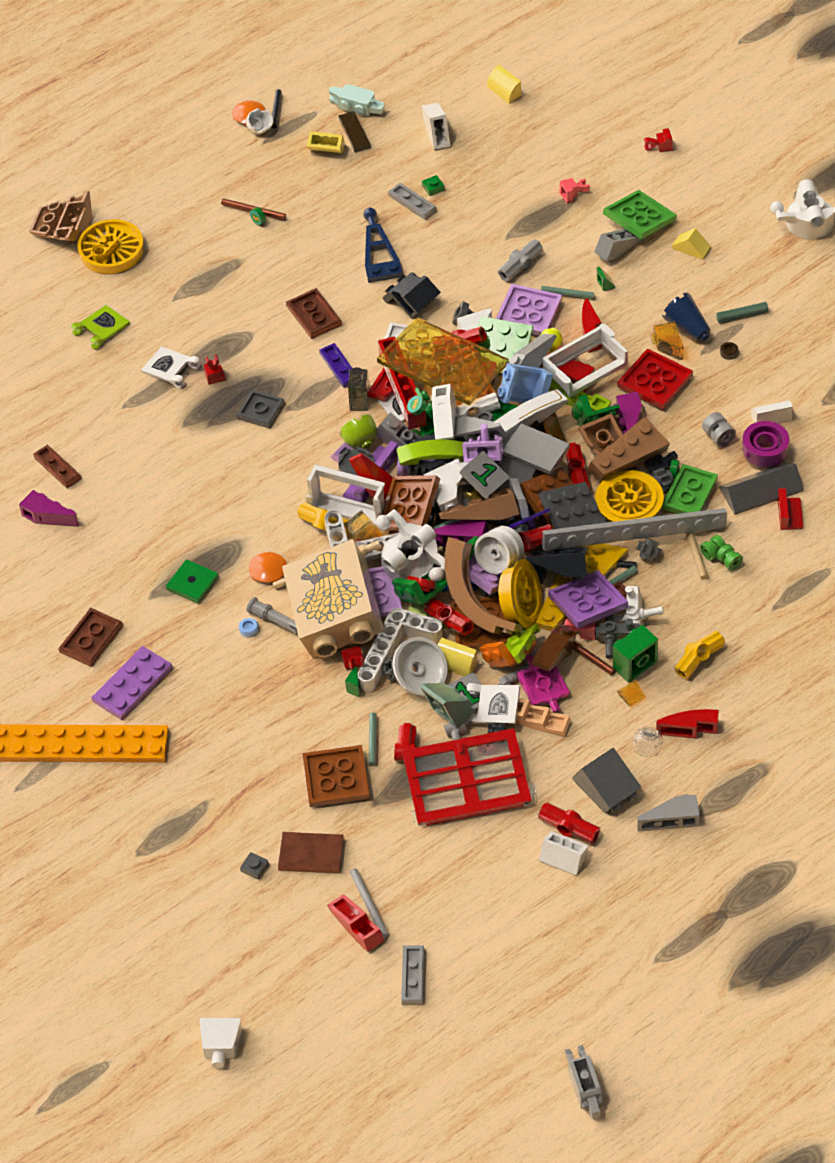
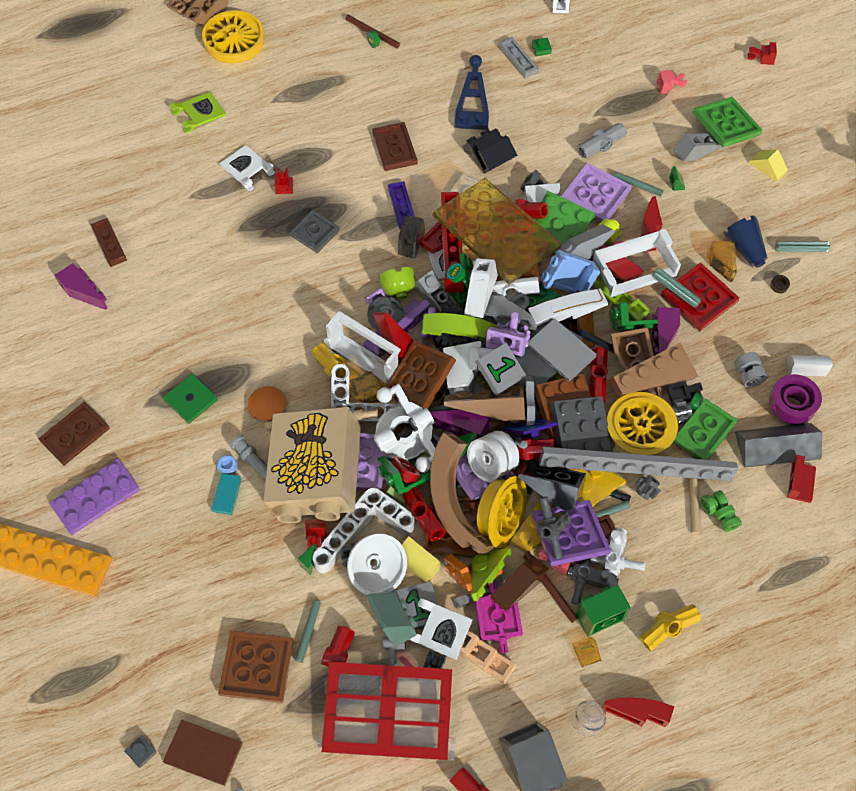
camera: 10 degrees right, 10 degrees up
(257, 650) = (226, 494): none -> teal tile
(567, 437) = (596, 340): none -> black bar
(570, 590) = (552, 526): none -> dark grey piece
(629, 373) = (676, 287): none -> sand green axle

